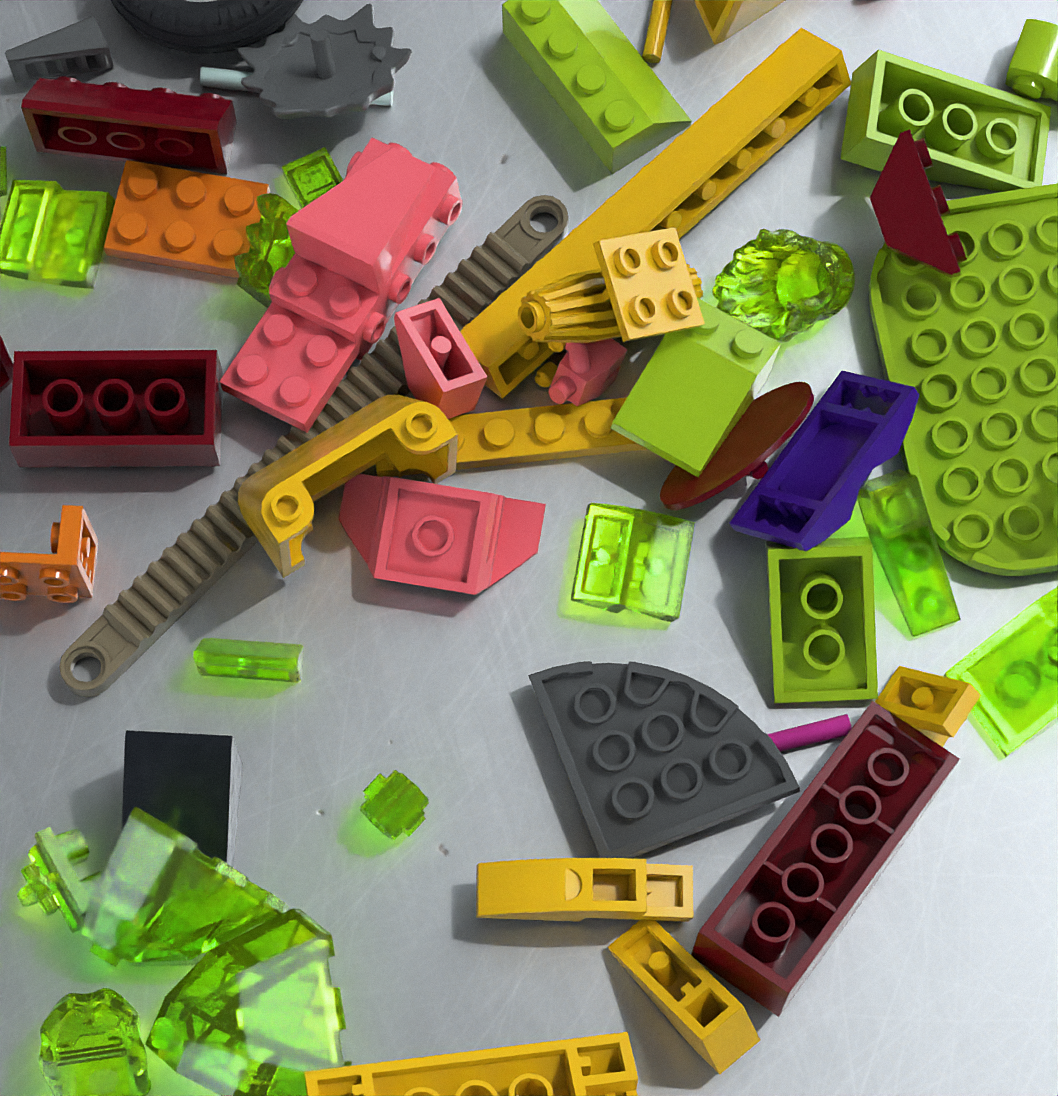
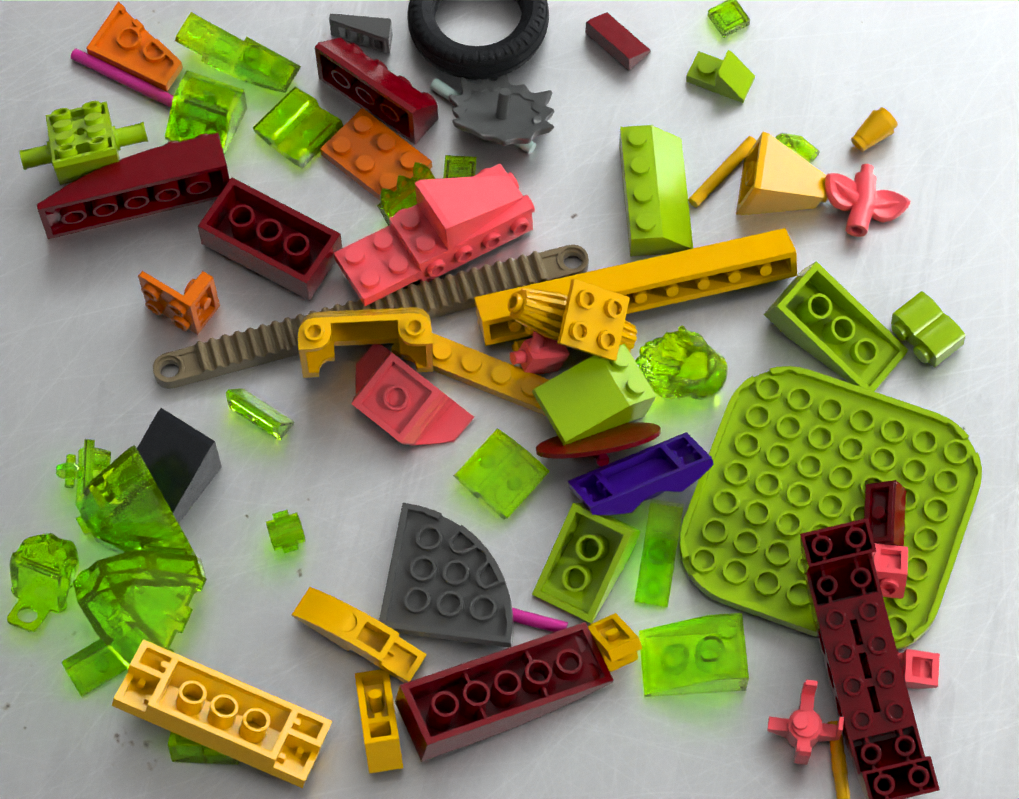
camera: 30 degrees right, 5 degrees down
(438, 359) = (458, 304): coral slope -> none
(912, 210) = (778, 360): dark red slope -> none

